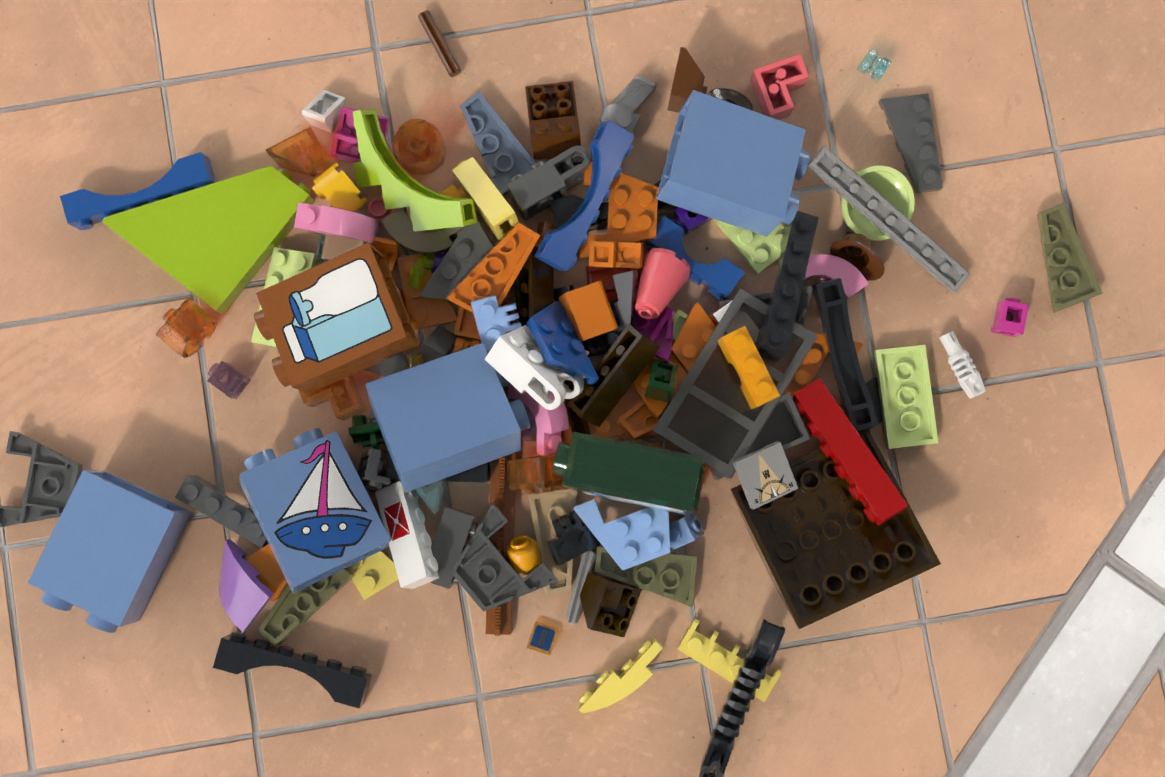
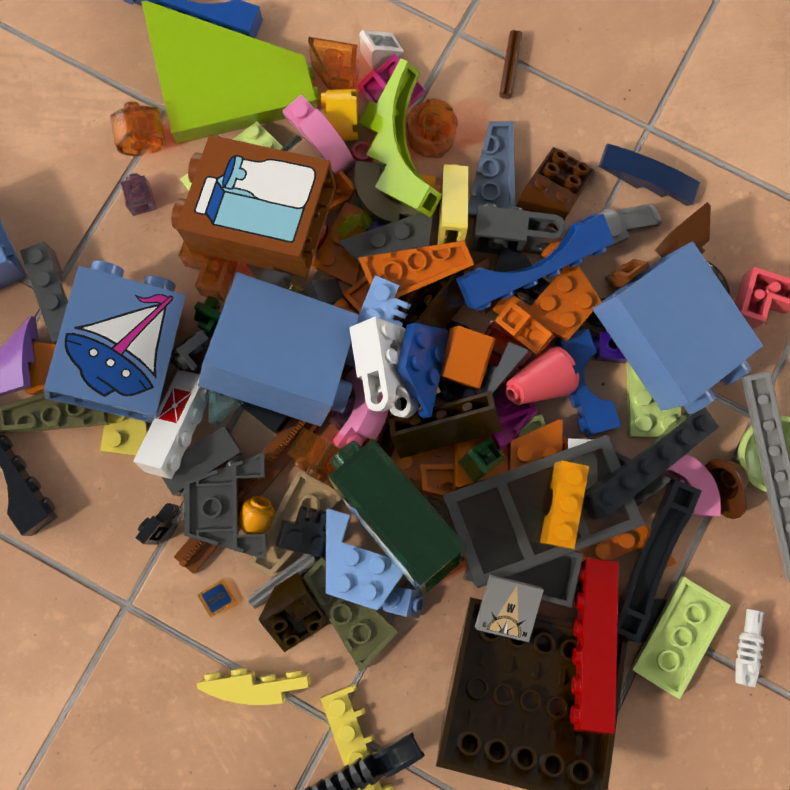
camera: 30 degrees right, 5 degrees down
(455, 624) = (155, 528): none -> black hinge
(617, 52) = (649, 173): none -> dark blue slope
(660, 149) = (626, 273): none -> dark orange slope

